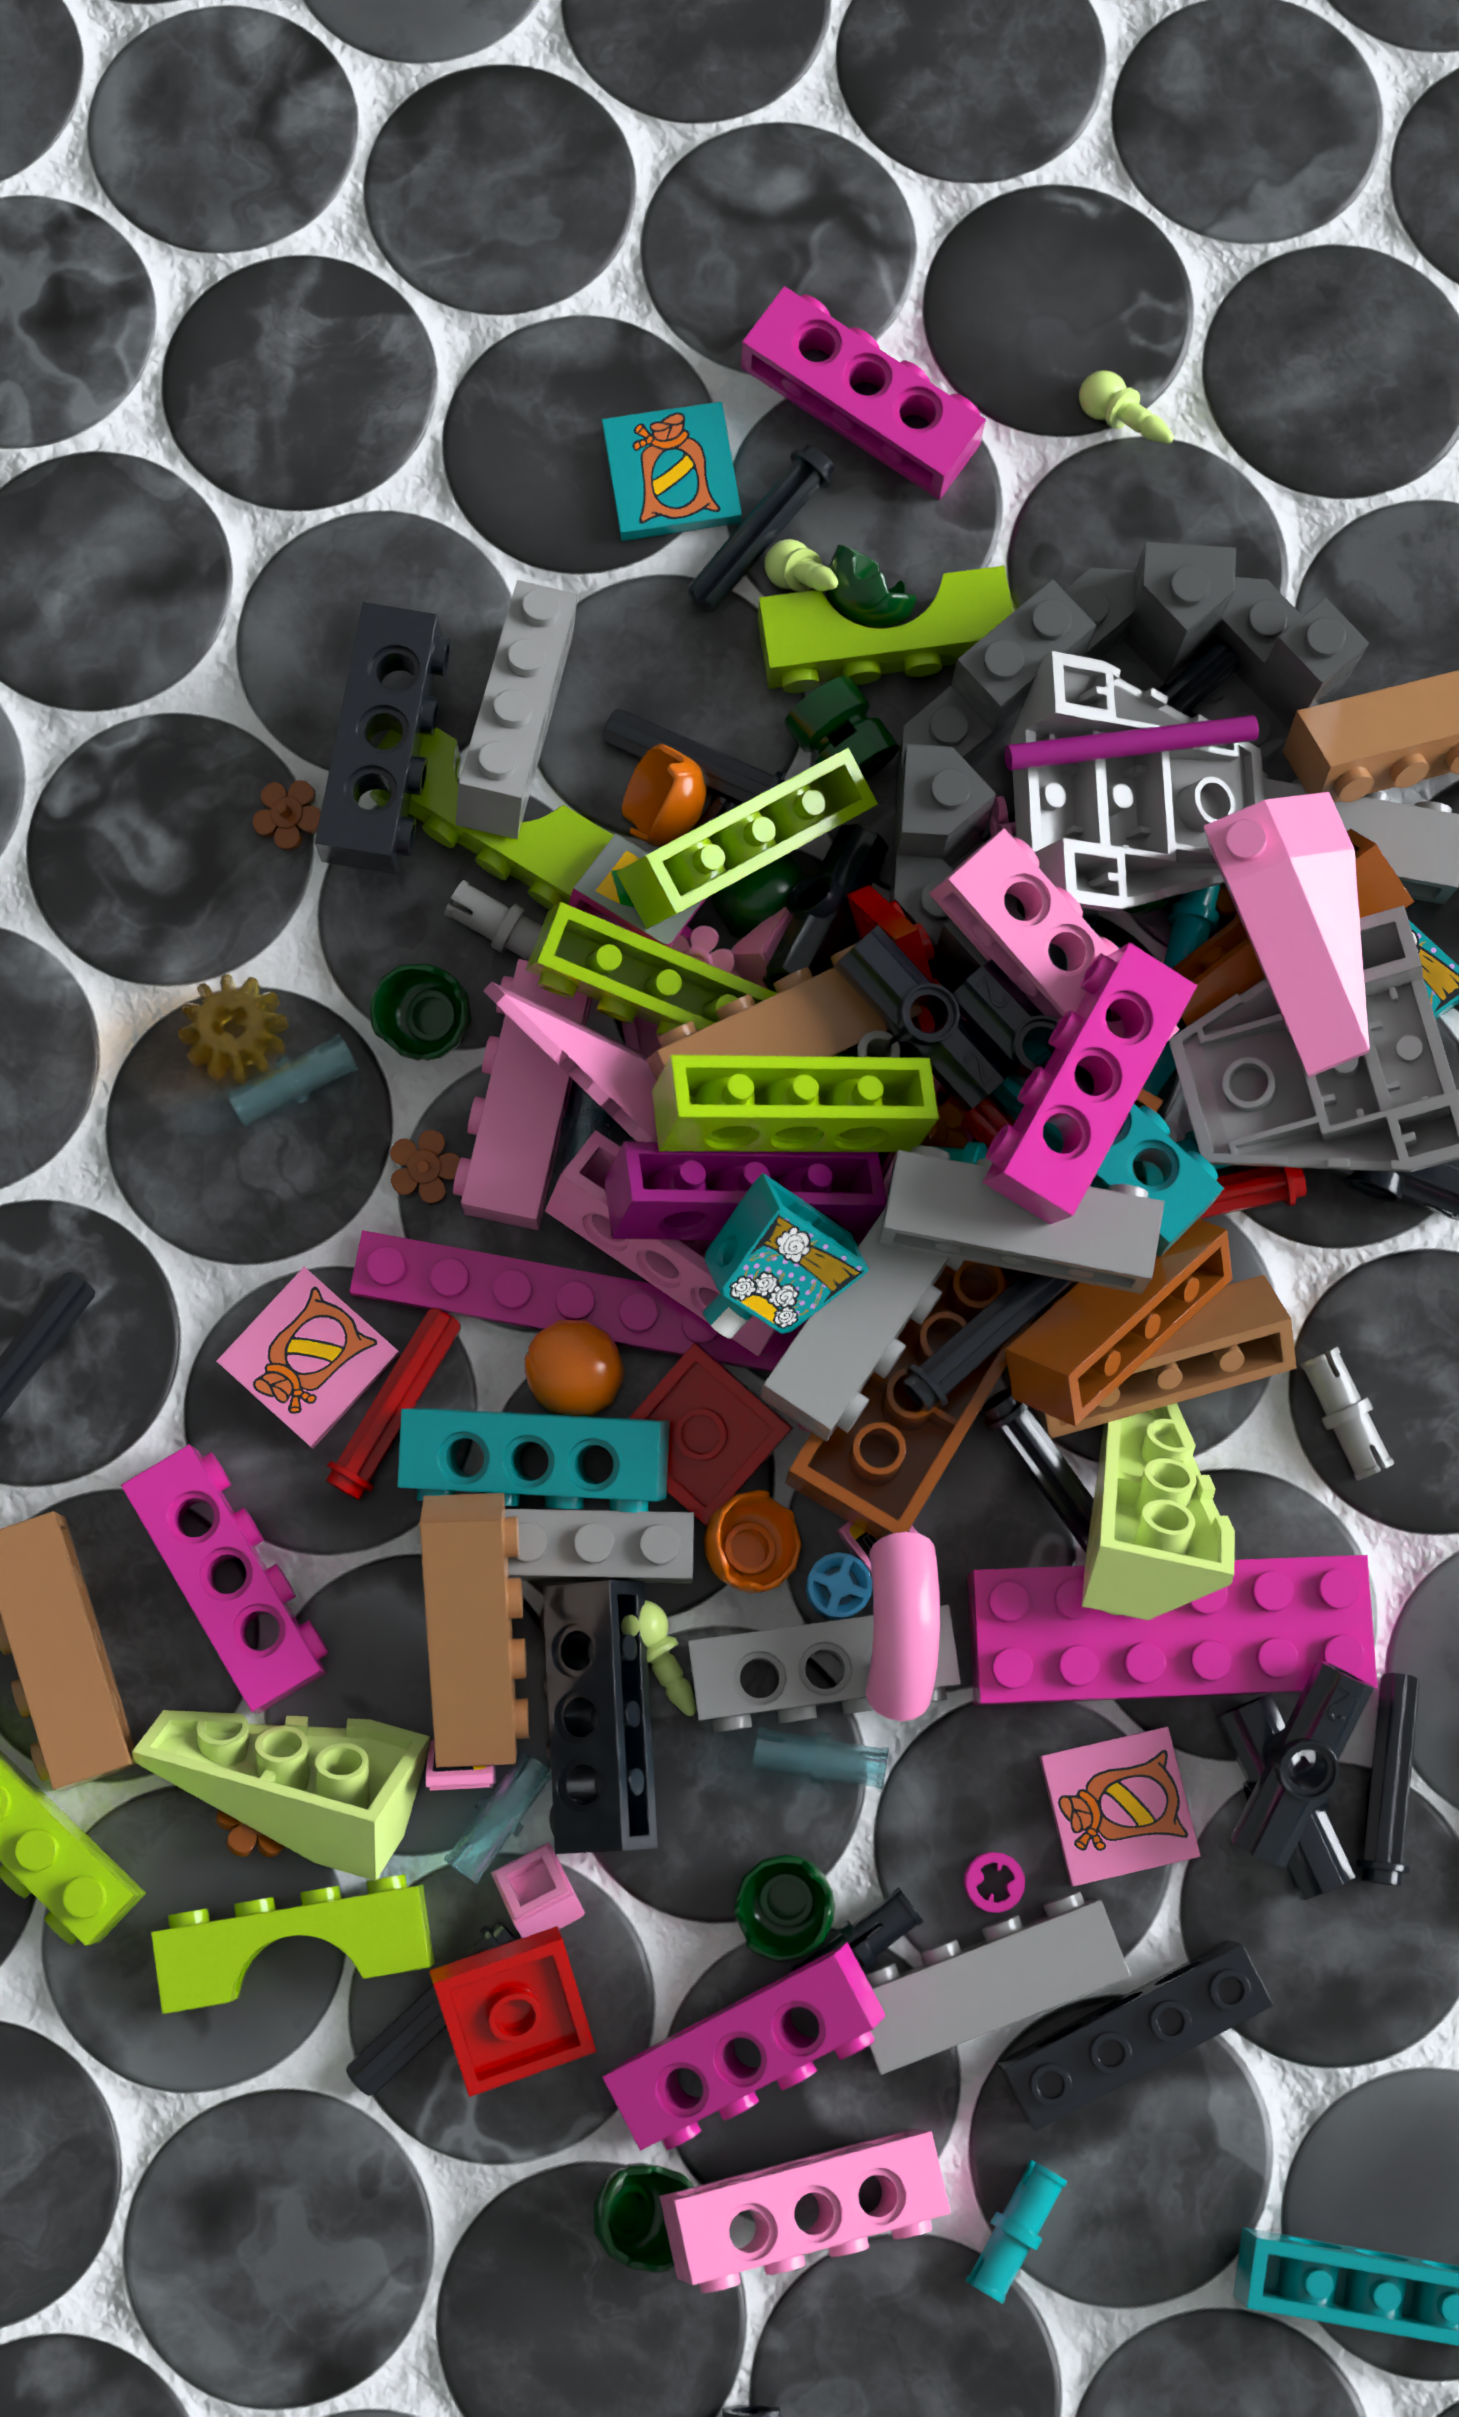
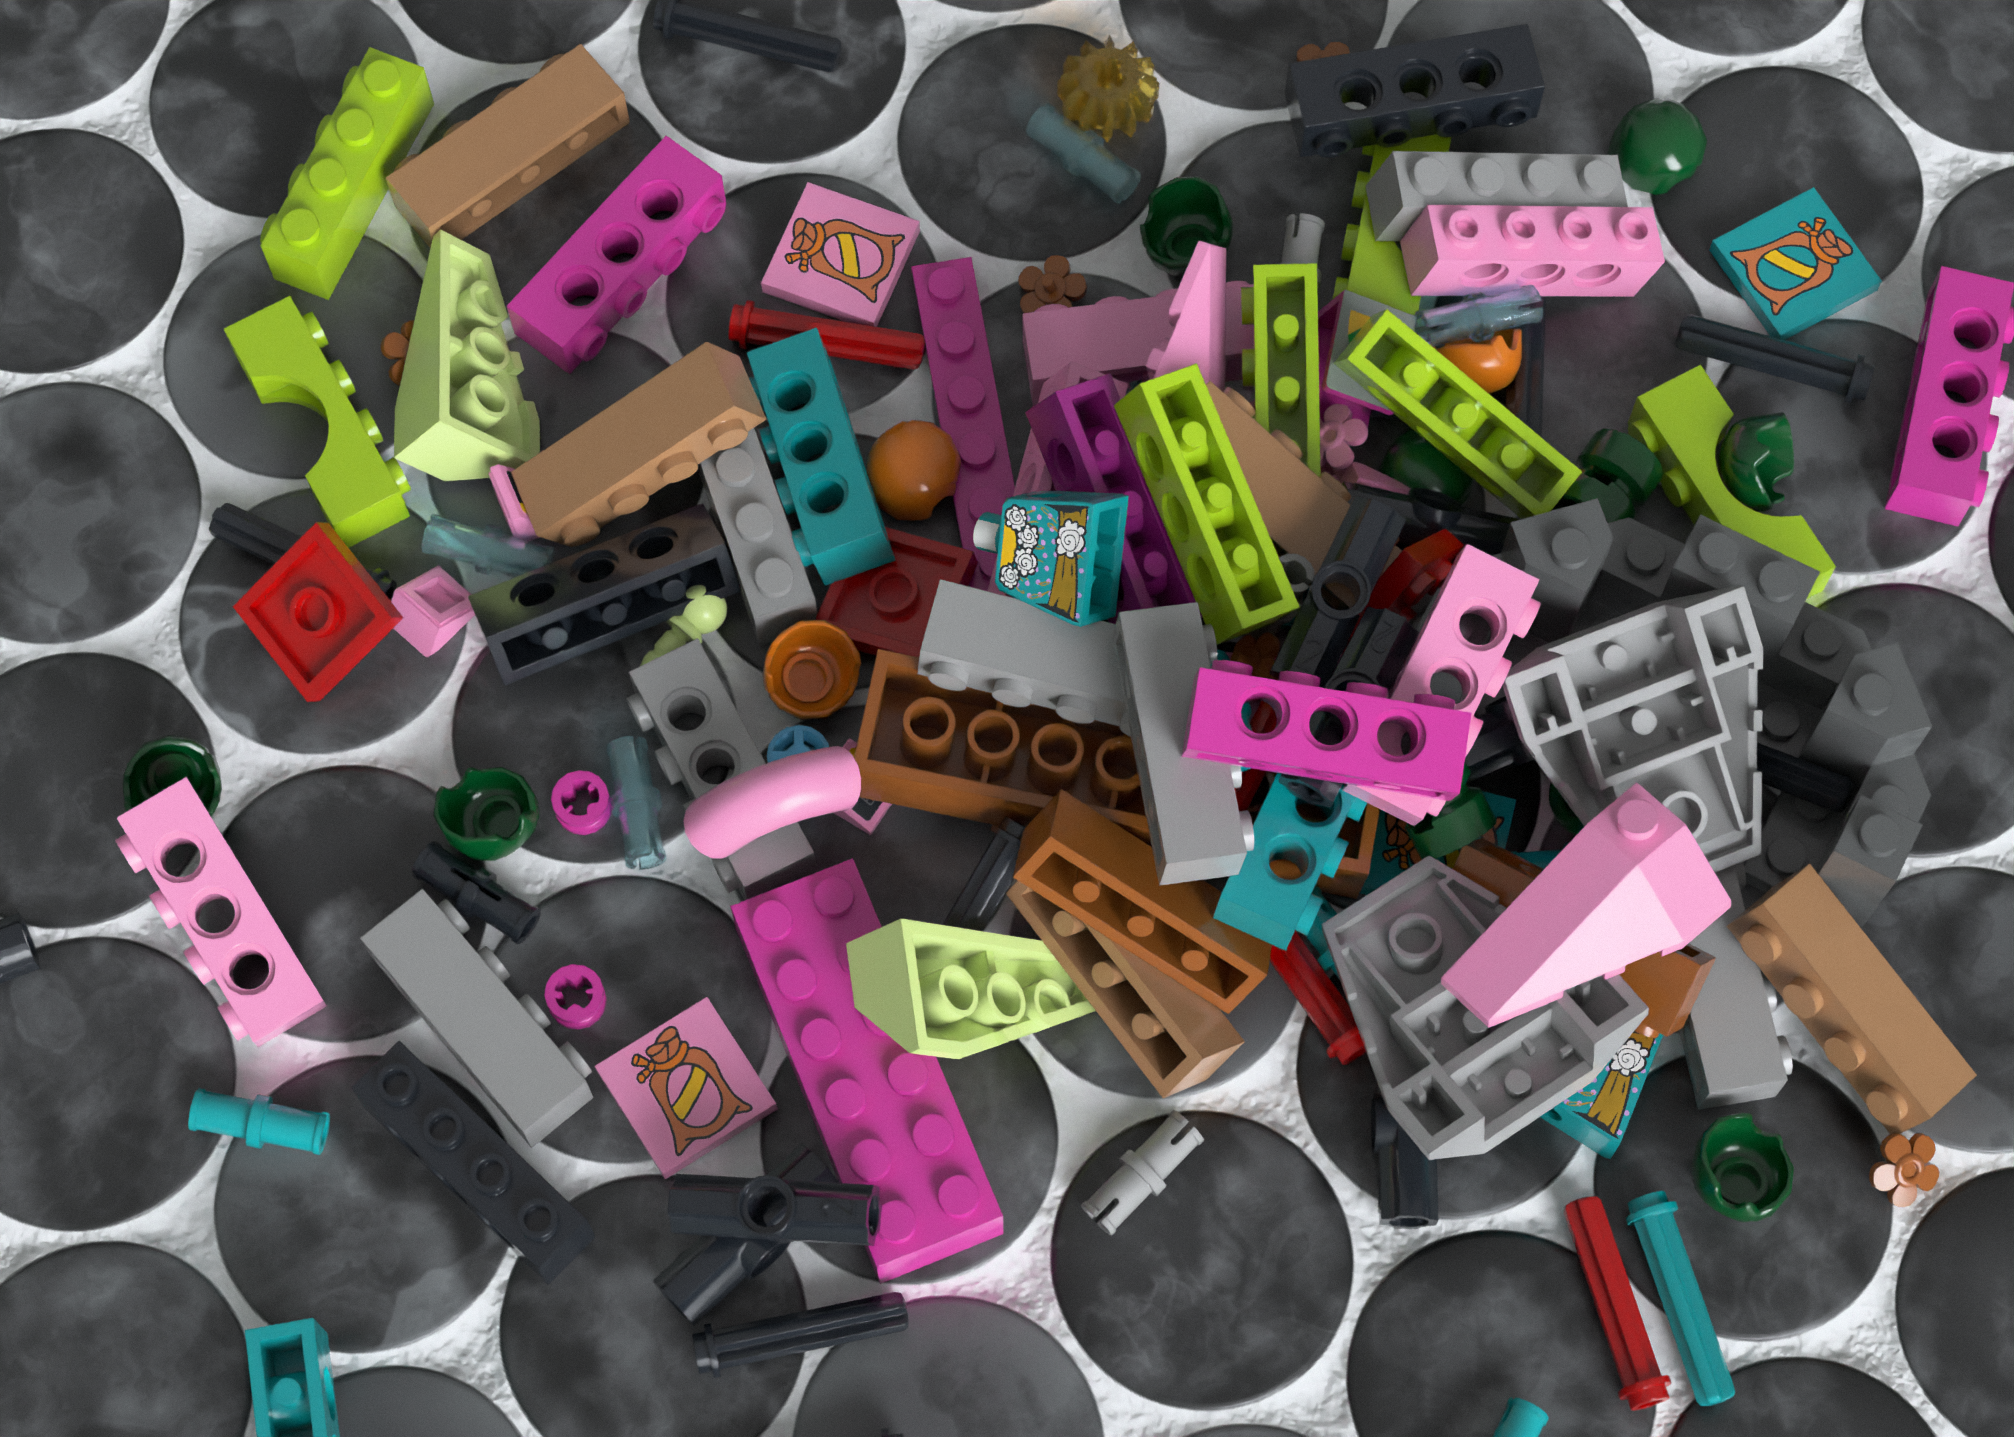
camera: 75 degrees right, 10 degrees down
(499, 540) = (1658, 145): none -> dark green hair
(585, 701) = (1551, 247): none -> bright pink brick
(633, 776) = (1479, 316): none -> clear light blue pin
(648, 2084) = (348, 812): dark pink brick -> none
(797, 568) = (1751, 394): yellowish green bar -> none
(815, 1801) = (566, 792): none -> dark pink bush
(979, 1339) = (1063, 769): black axle -> none
(1131, 742) = (1696, 705): magenta bar -> none

